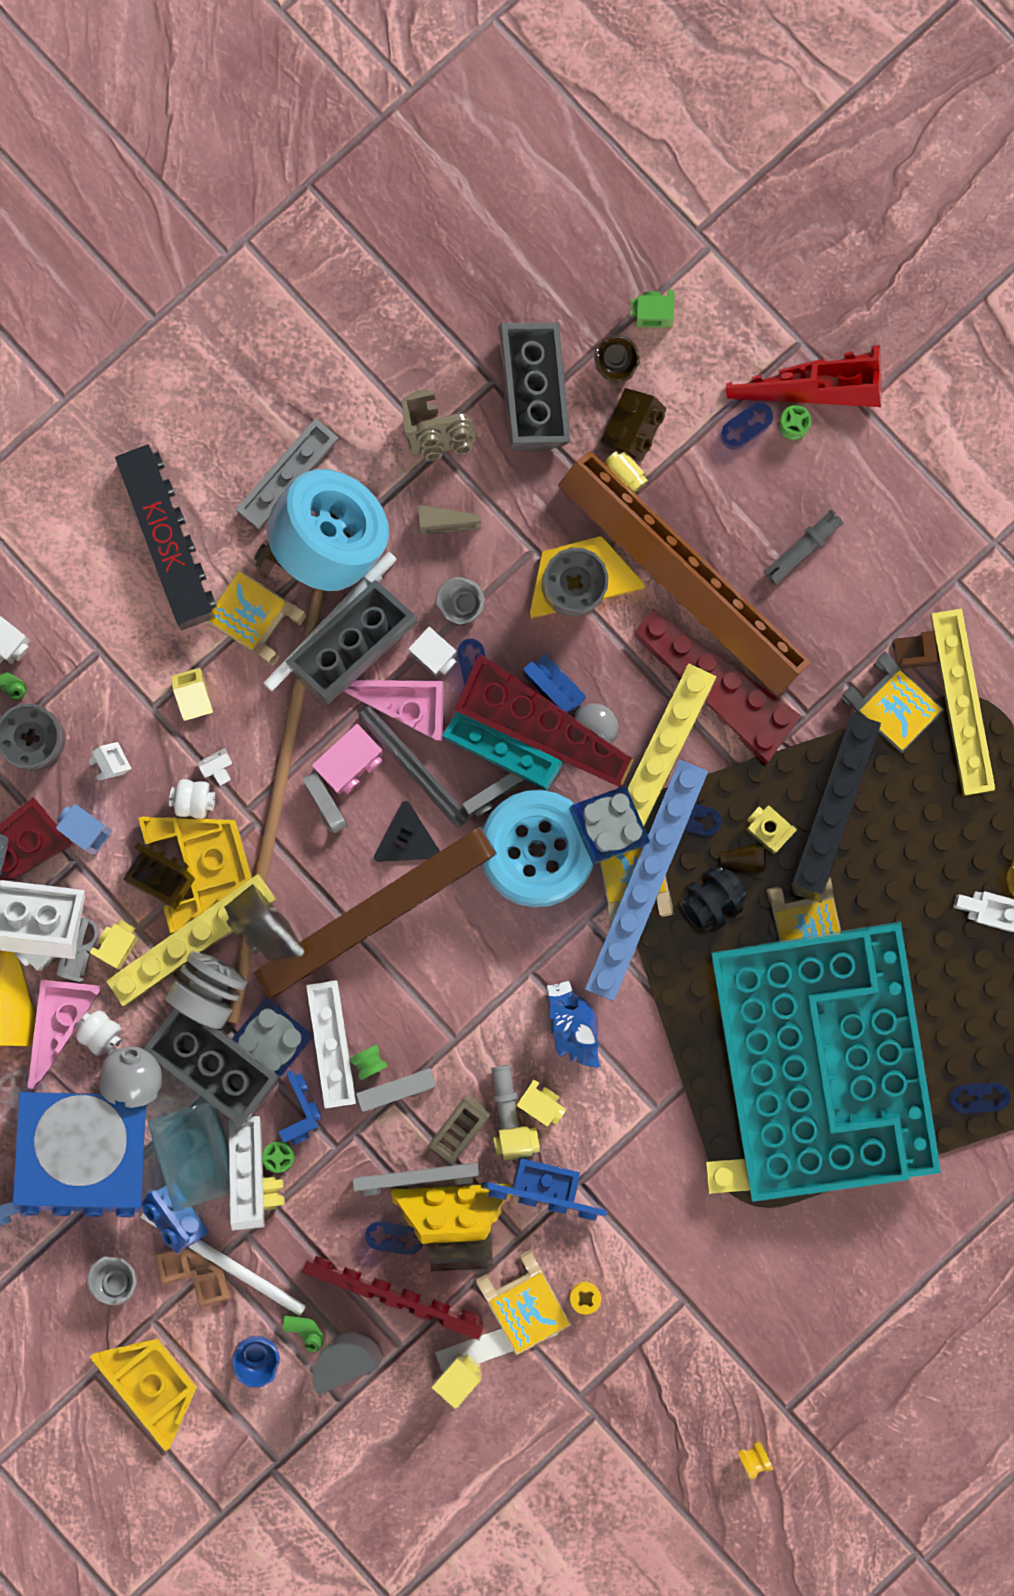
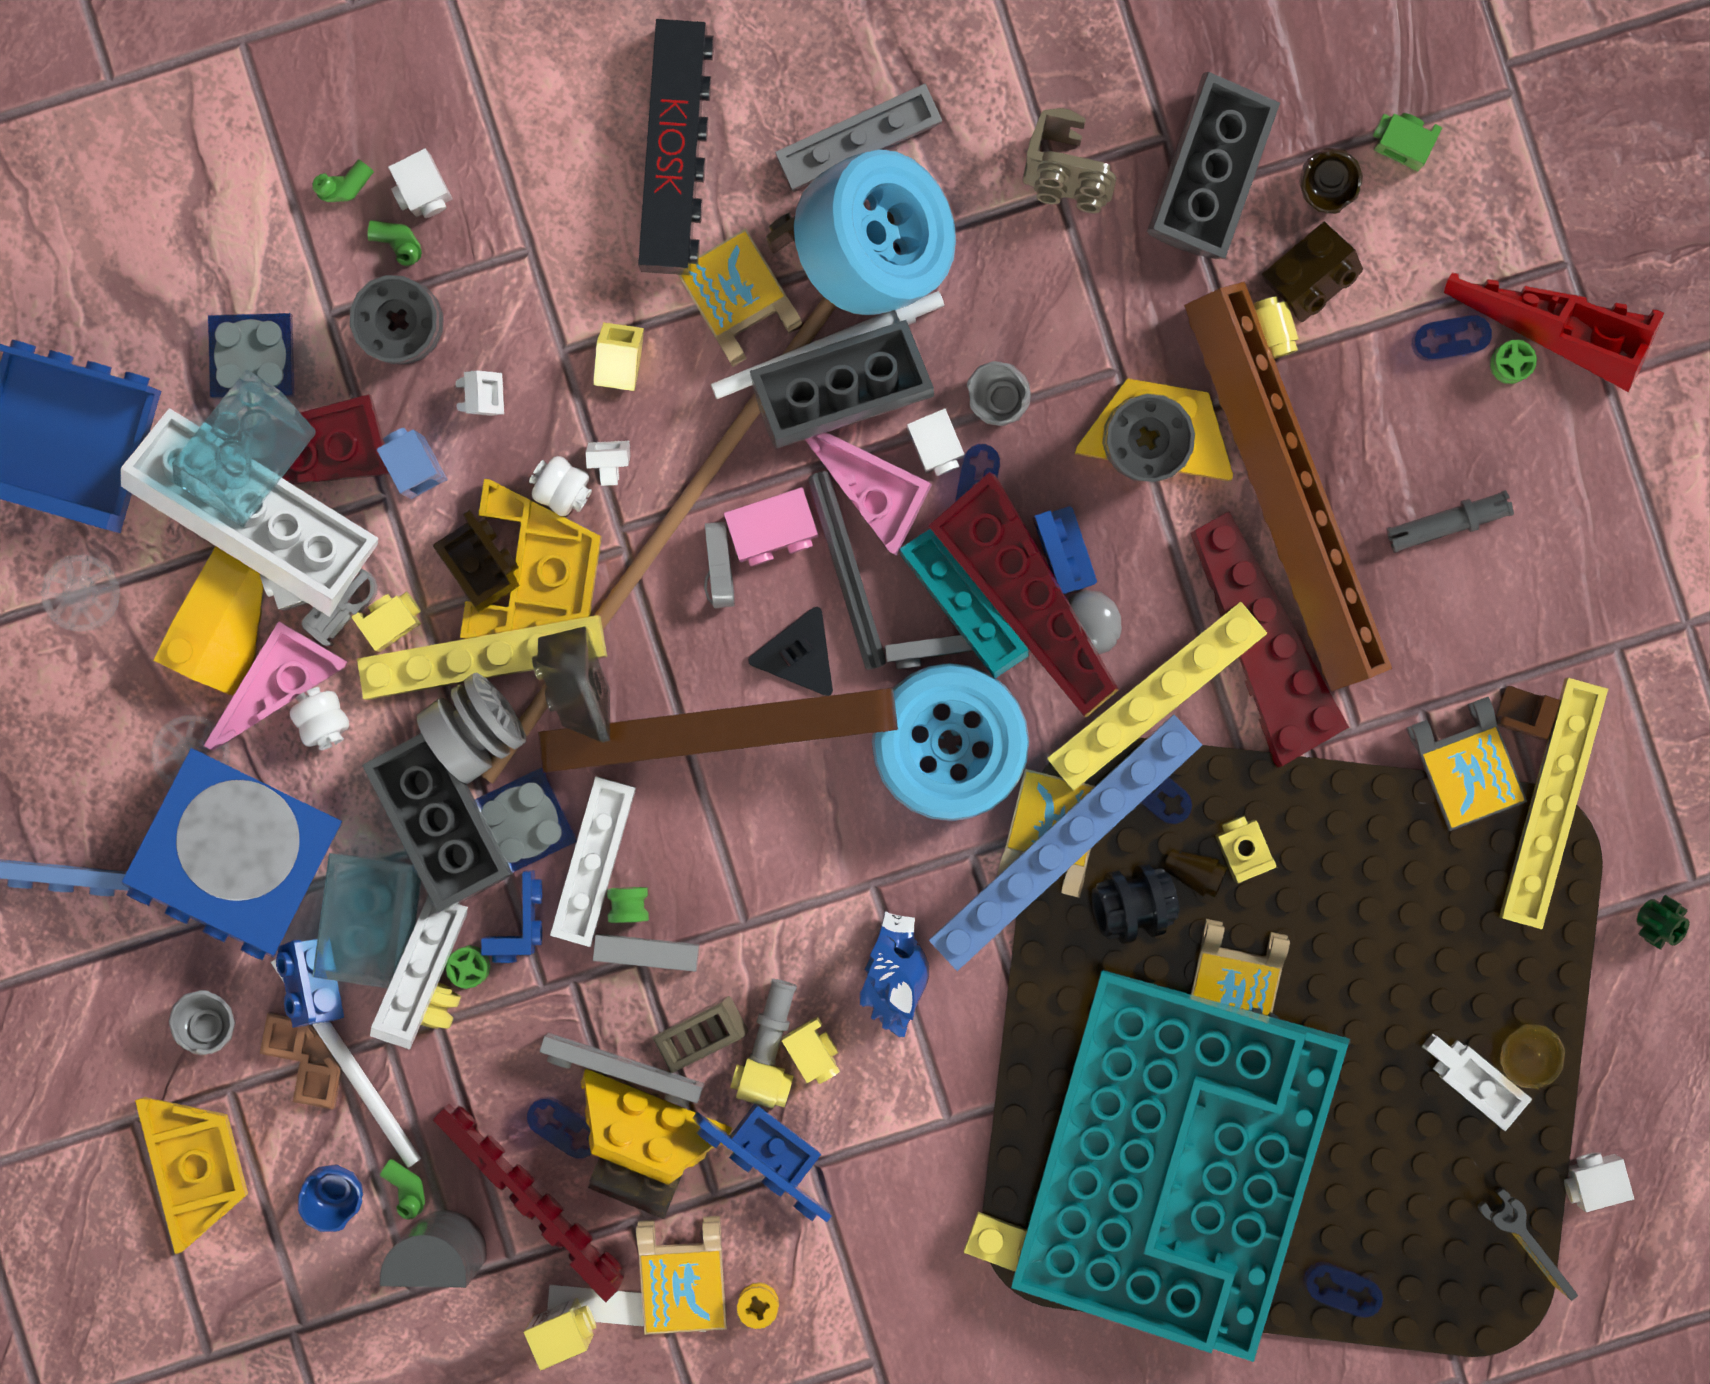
camera: 20 degrees right, 5 degrees up
(130, 1077) = (332, 791): light grey cylinder -> none
(440, 520) = (1020, 282): dark tan slope -> none
(609, 825) = (1050, 757): light grey piece -> none
(836, 808) = (1337, 862): black brick -> none

